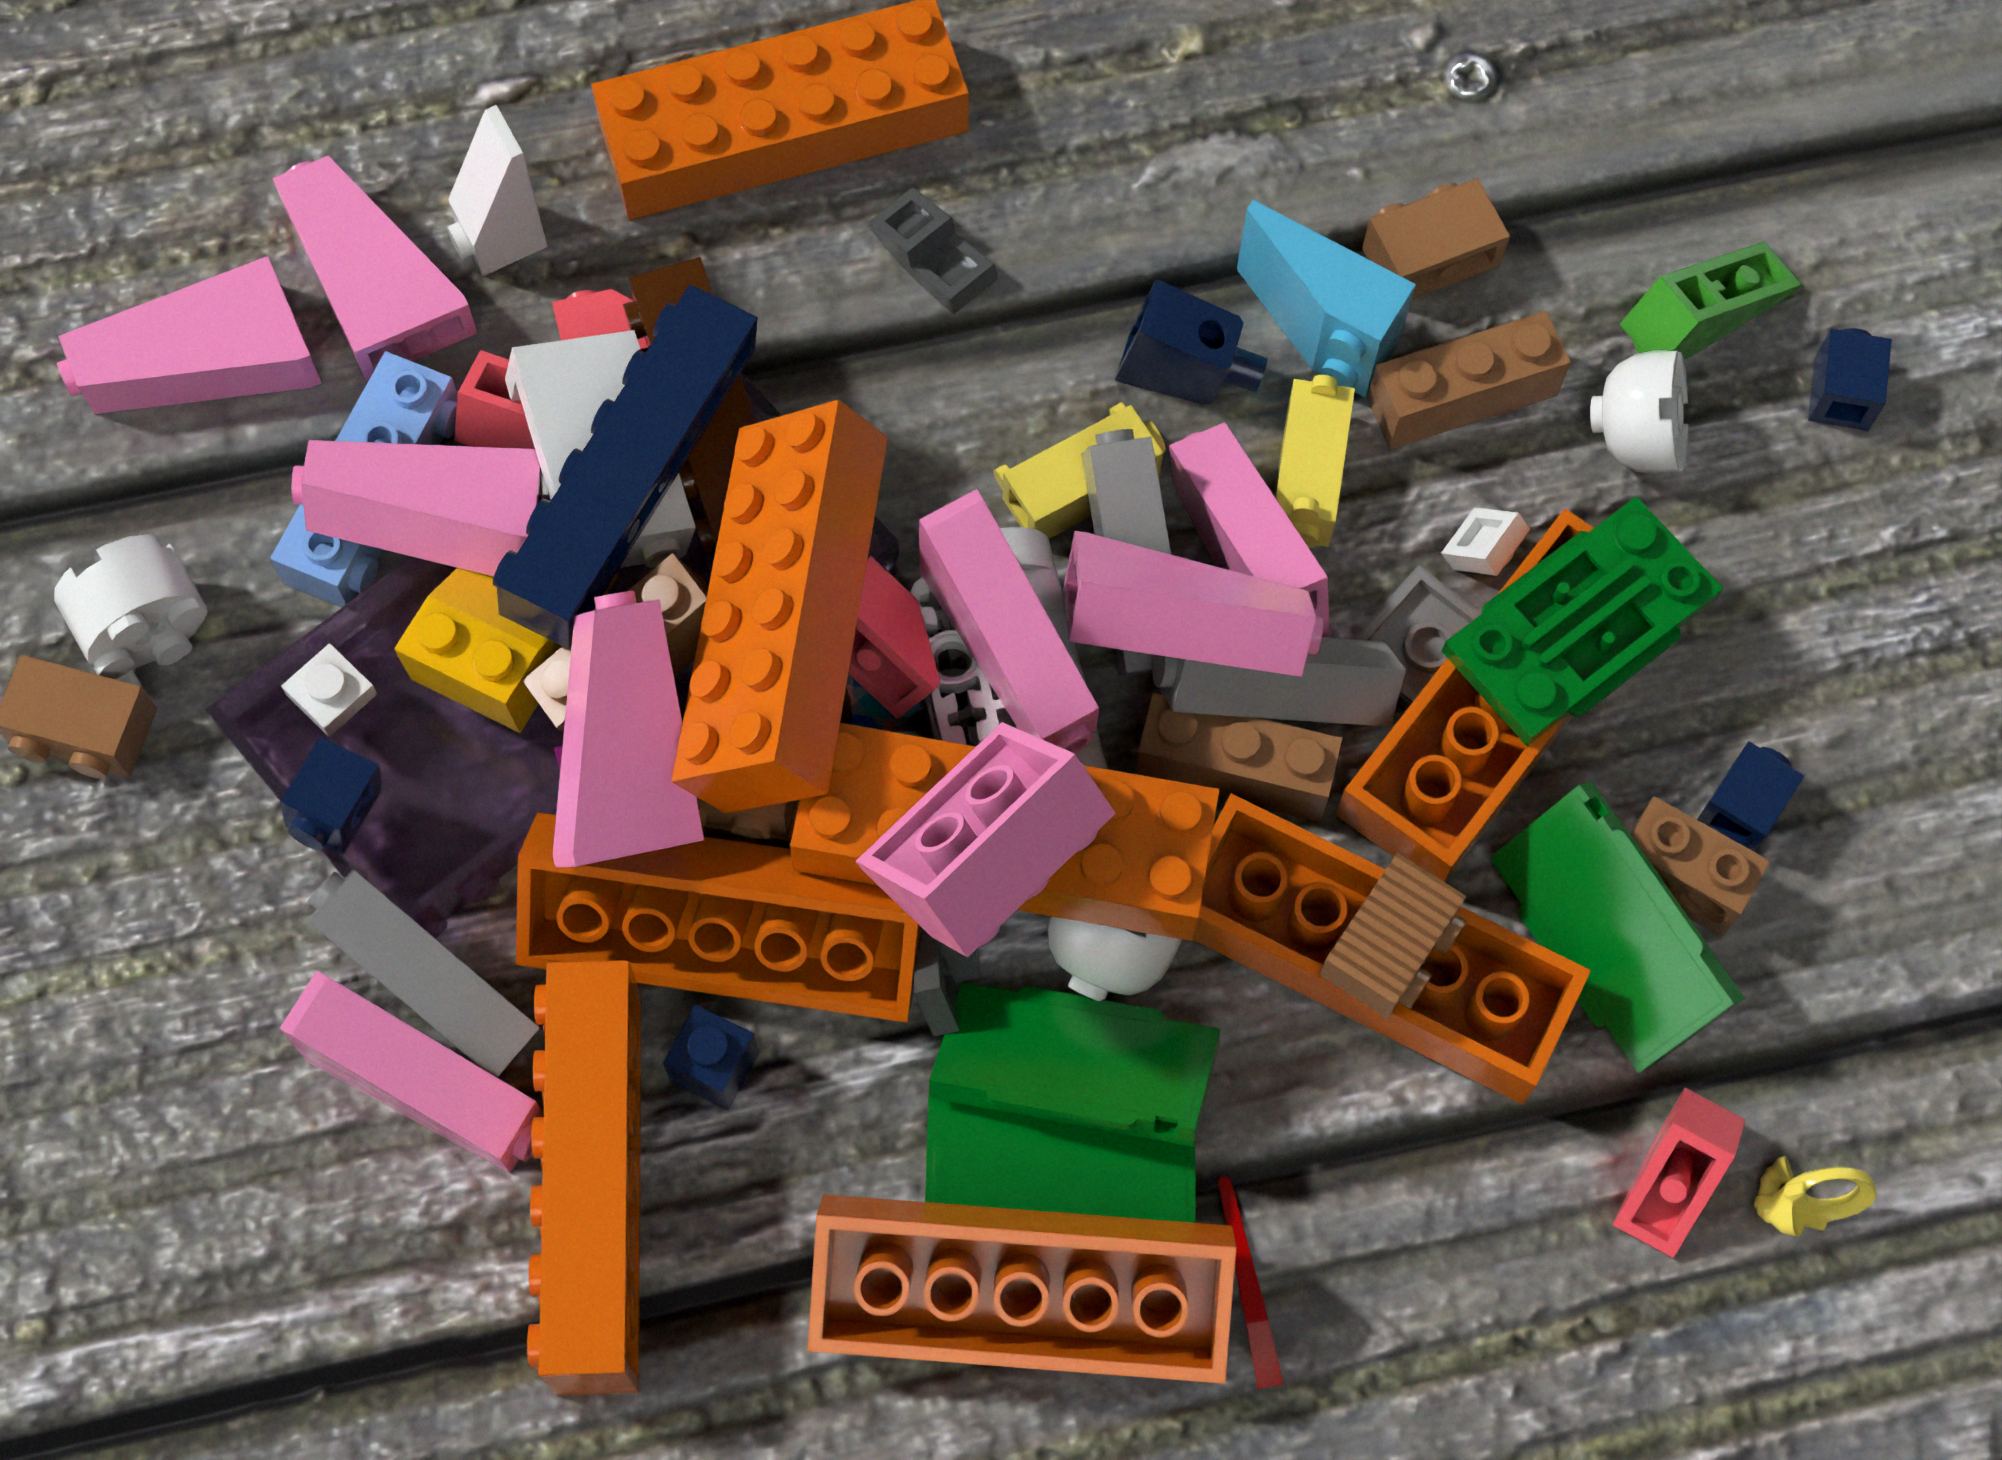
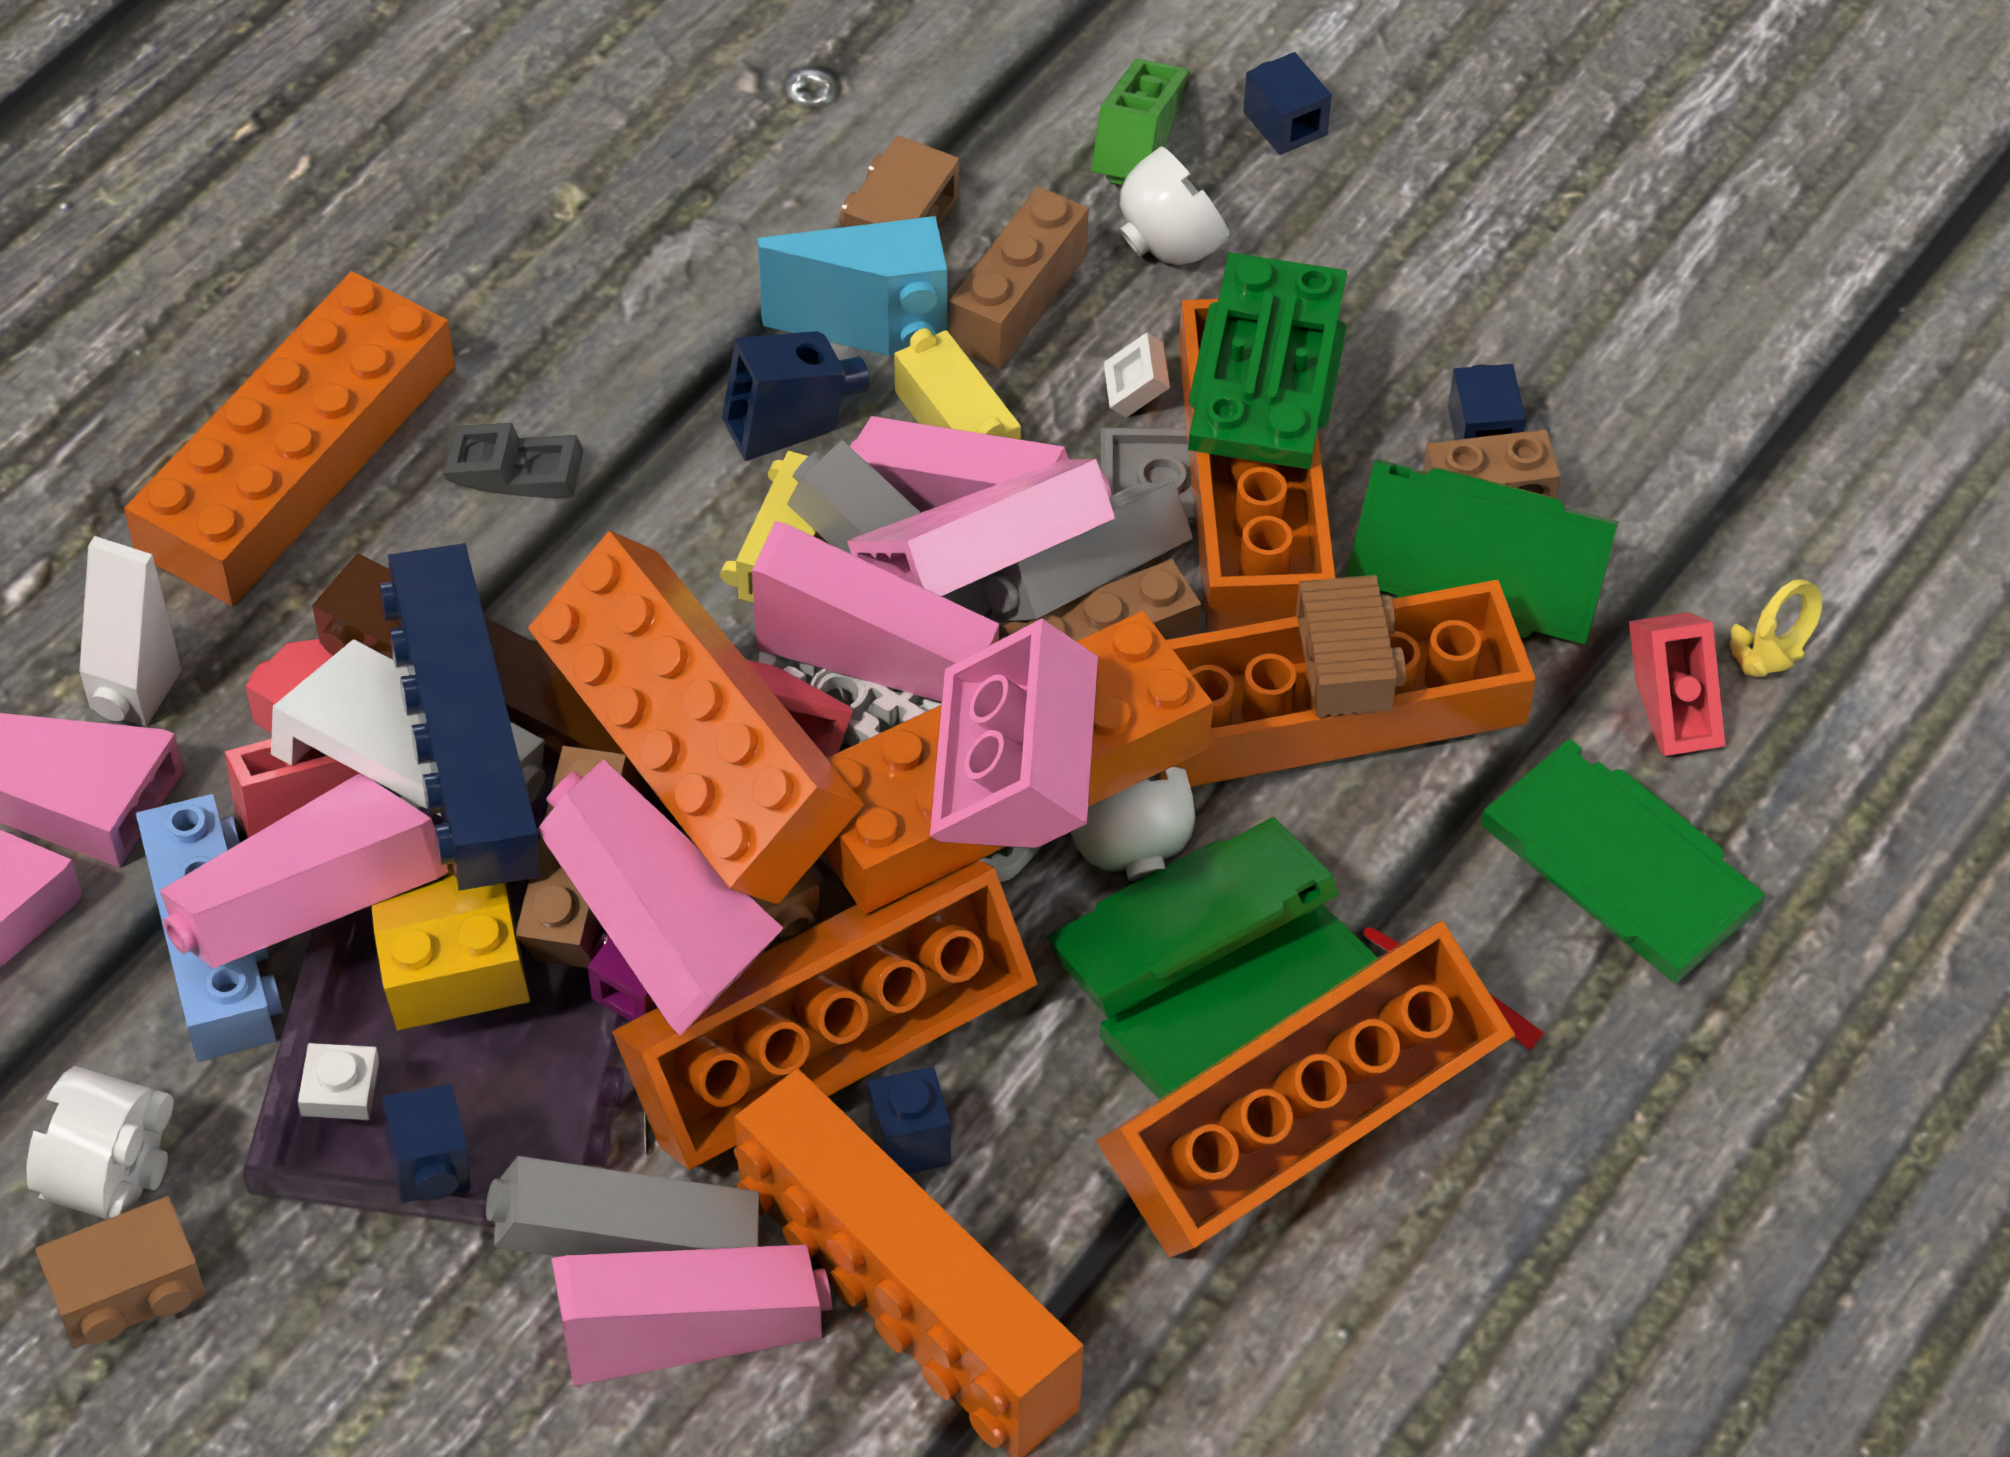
camera: 40 degrees left, 15 degrees down
(935, 982) = (1038, 925): dark grey slope -> none
(1482, 1293) = (1624, 859): none -> green piece

